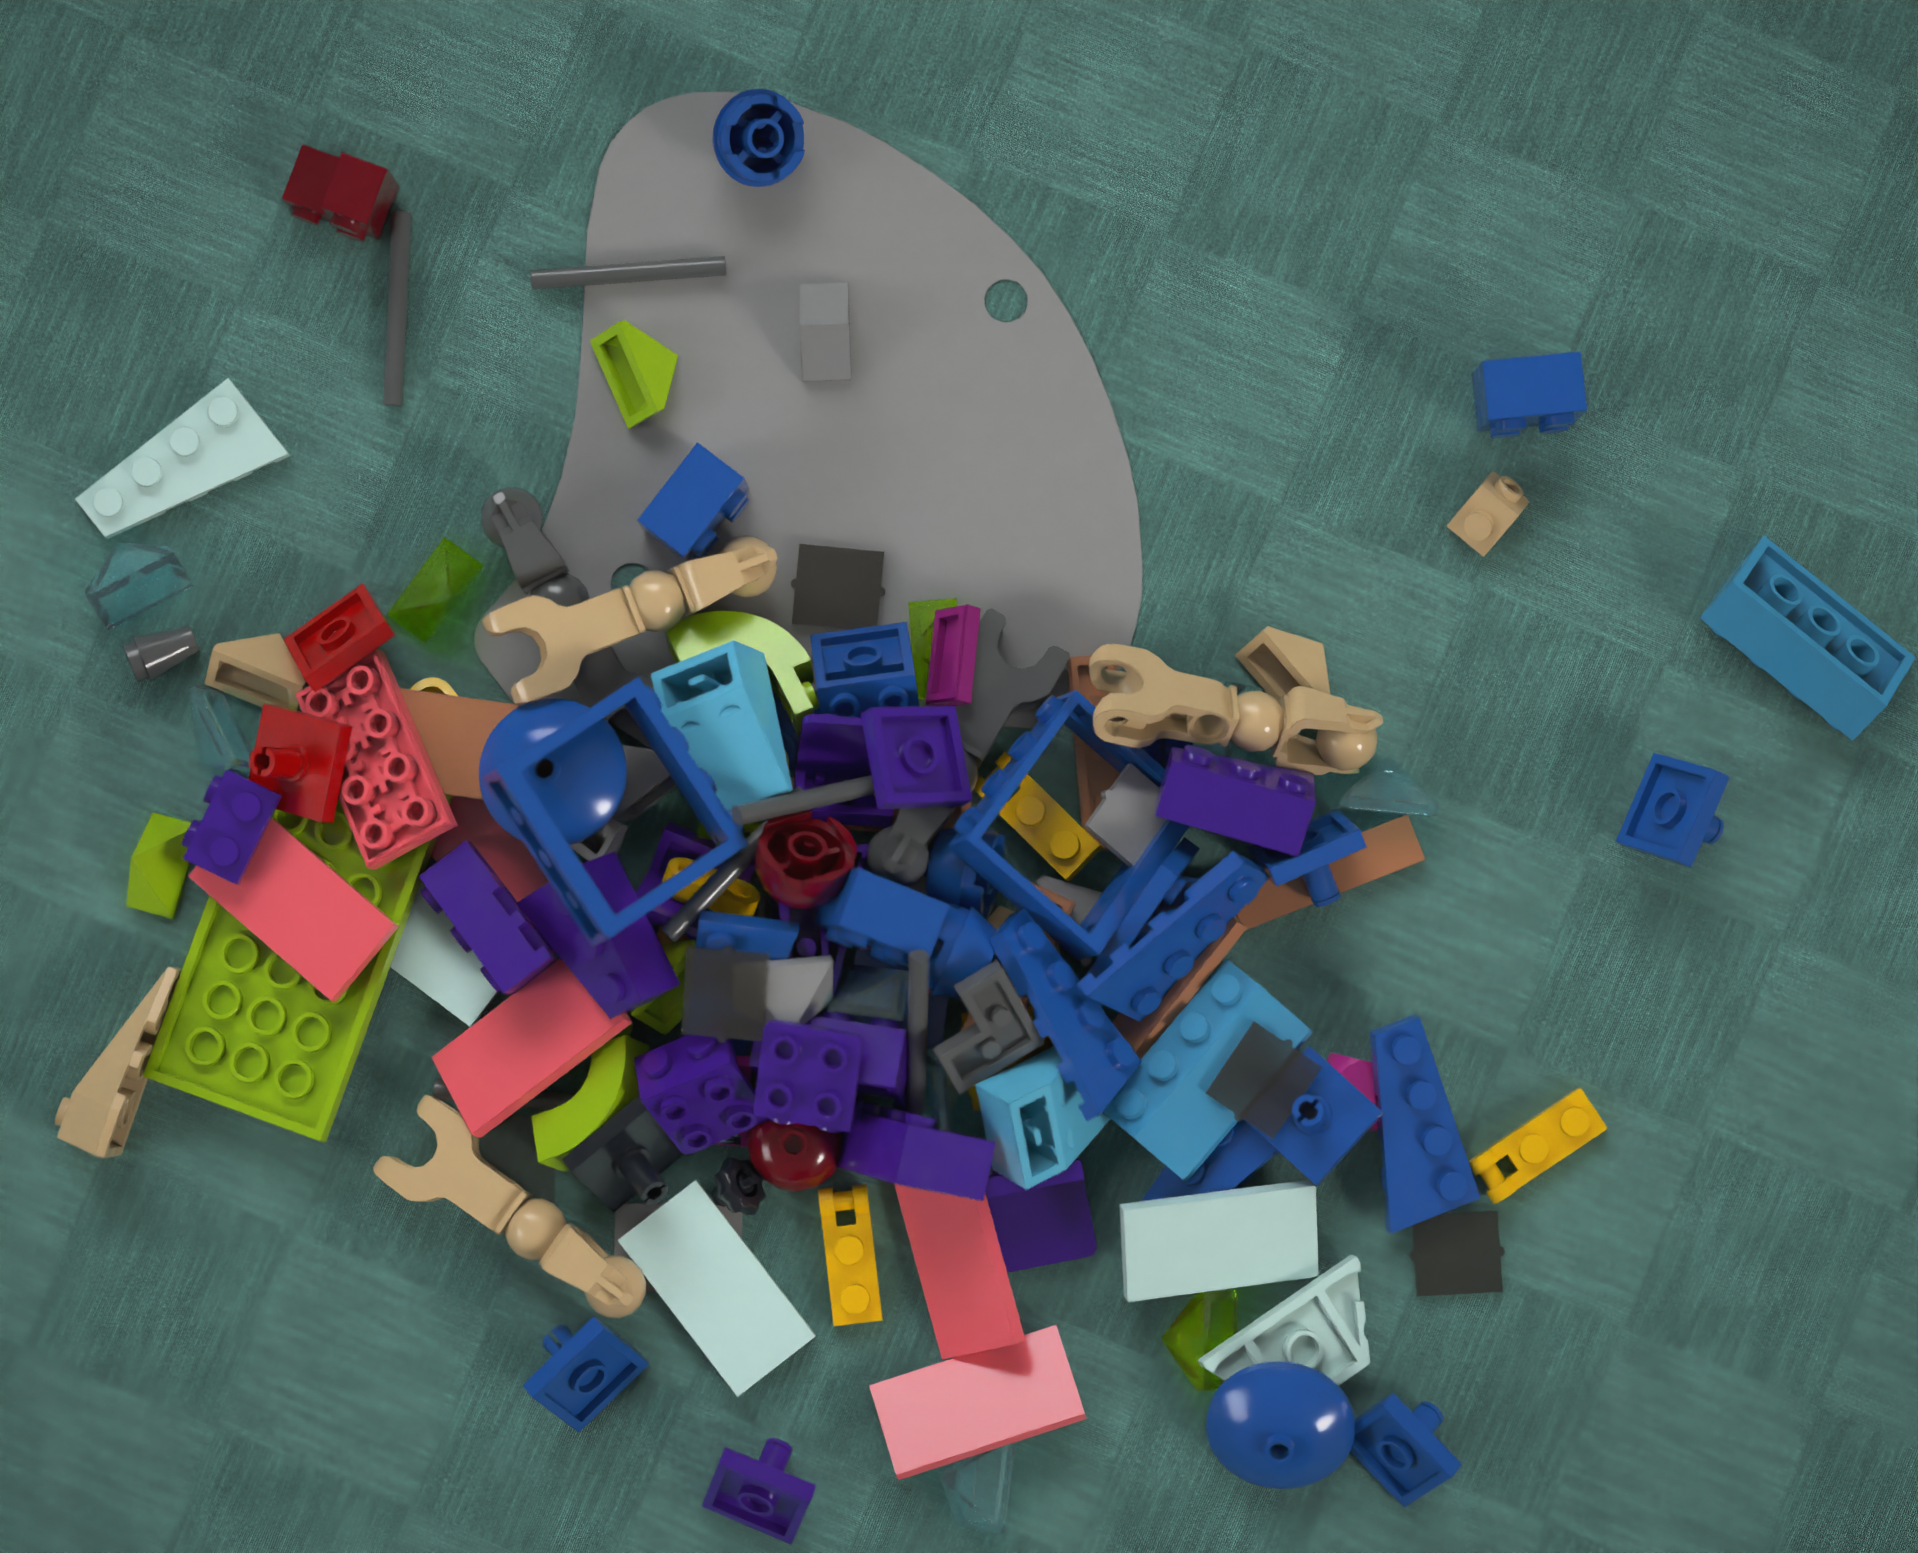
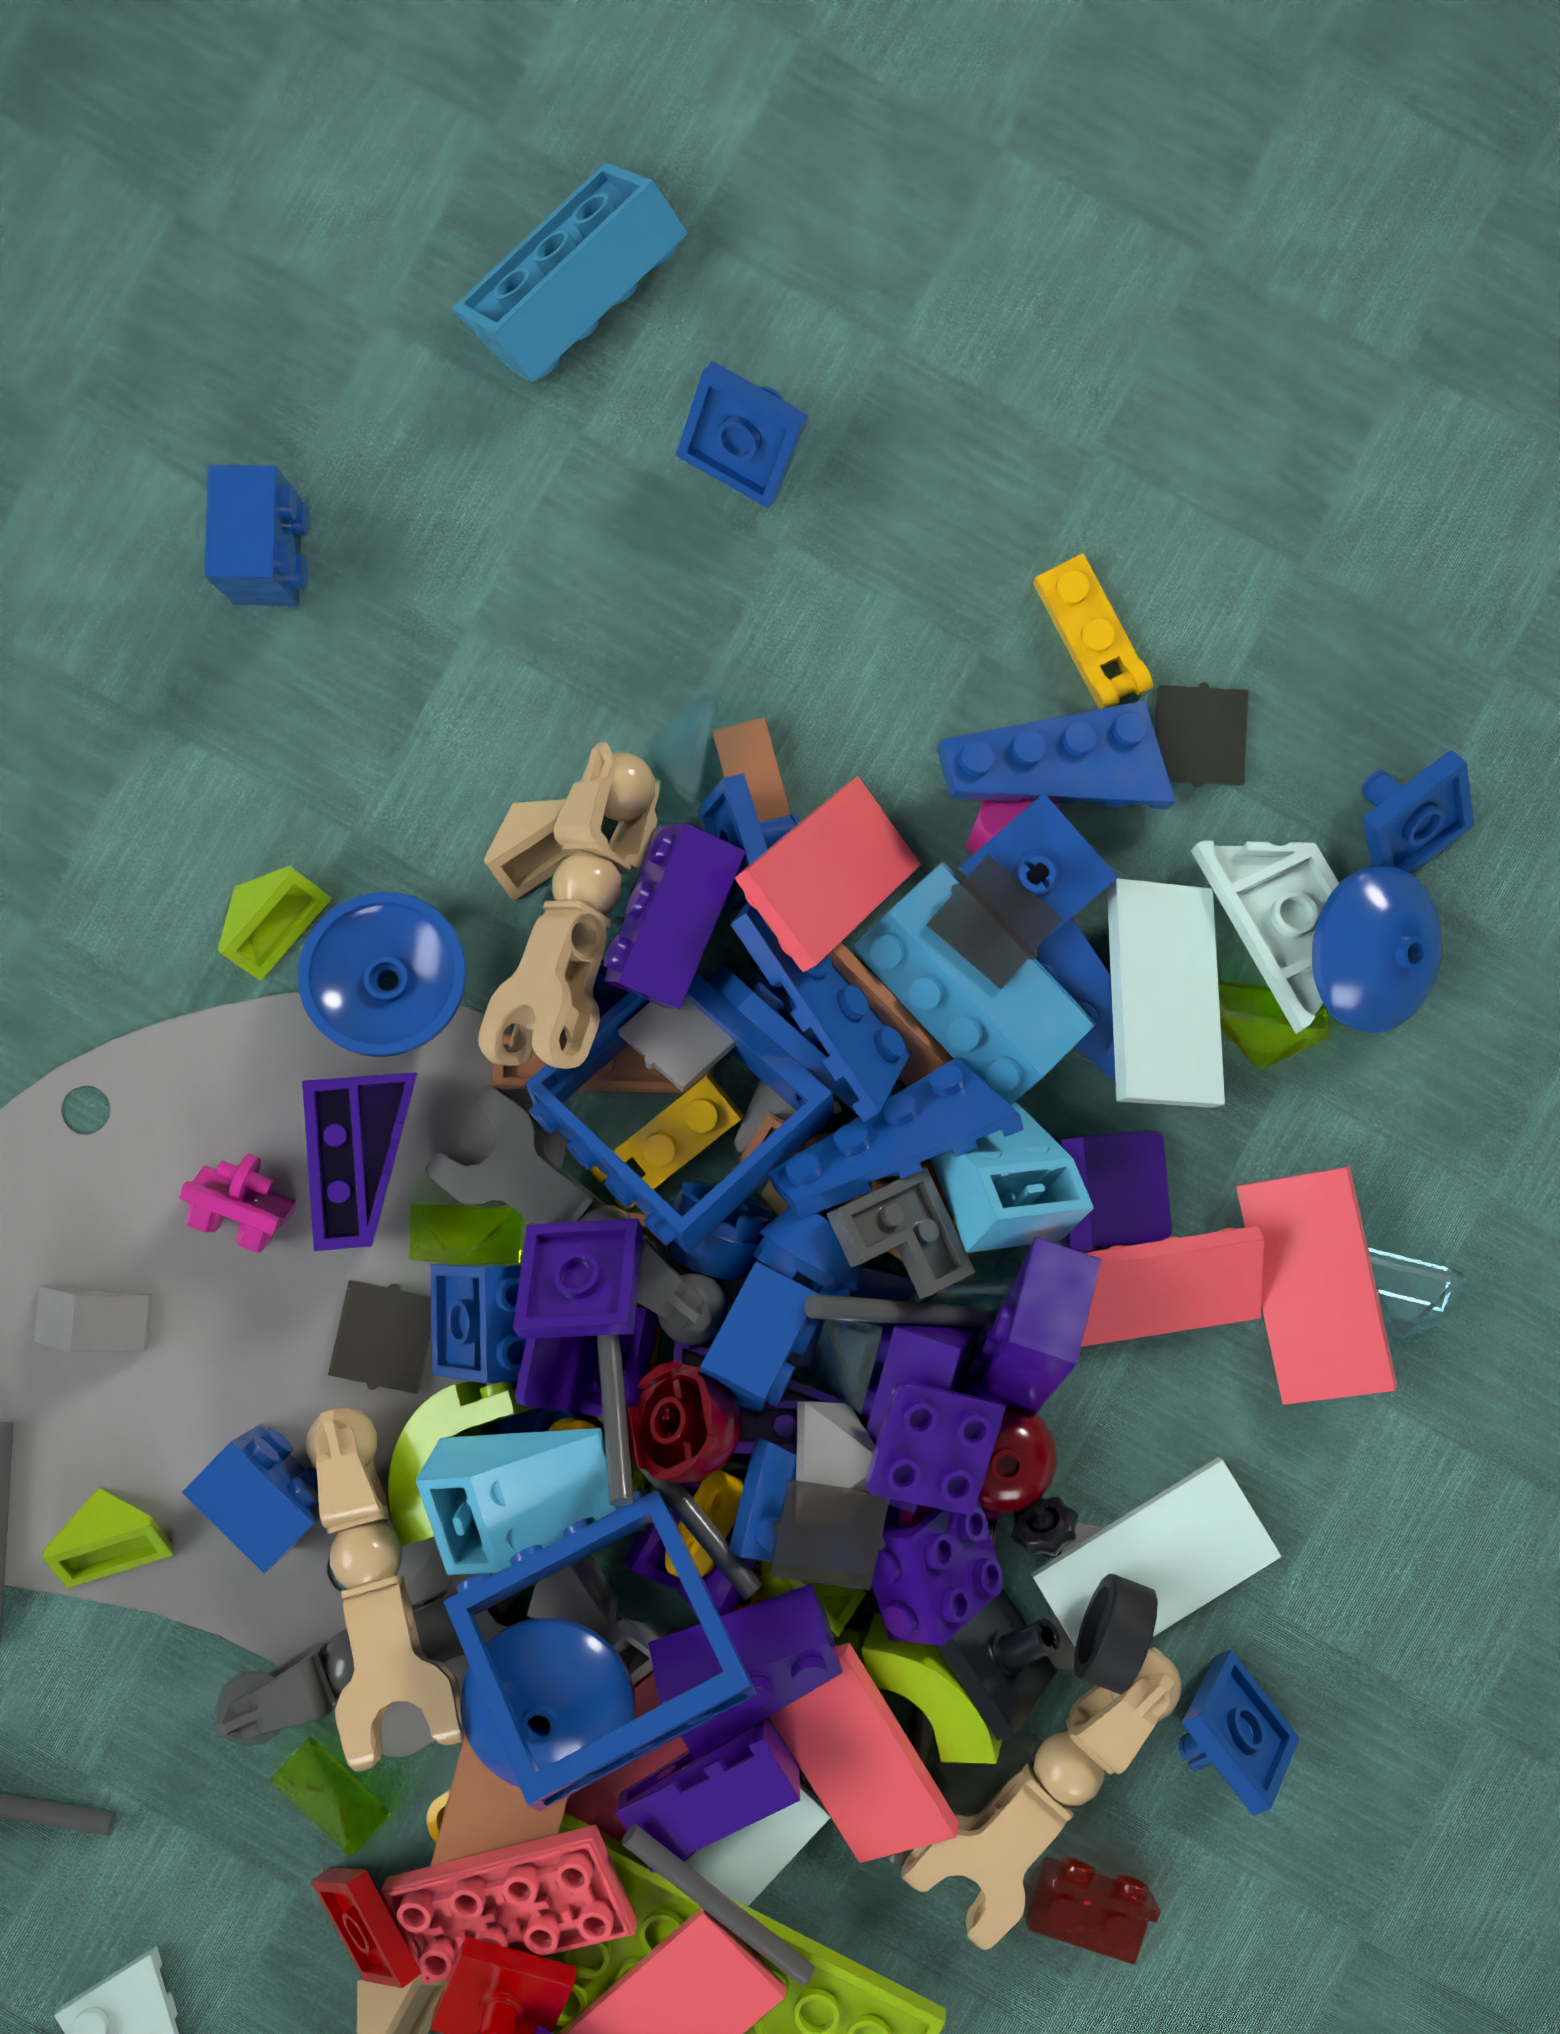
camera: 85 degrees left, 0 degrees up
(400, 936) = (718, 1904): none -> dark grey bar
(412, 1264) = (1092, 1909): none -> clear red bracket
(662, 1251) = (1115, 1633): none -> black tyre
(760, 1491) = (1393, 1543): dark purple tile -> none
(850, 1257) = (1136, 1408): yellow plate -> none
(948, 449) = (238, 1195): none -> dark pink hips
(953, 656) = (471, 1218): magenta tile -> none
(997, 543) = (351, 1153): none -> dark purple wedge
(1188, 545) = (362, 945): none -> blue dish
(1194, 441) = (268, 918): none -> lime slope
(1290, 931) = (828, 874): none -> coral tile
(1489, 512) = (388, 601): tan bracket -> none

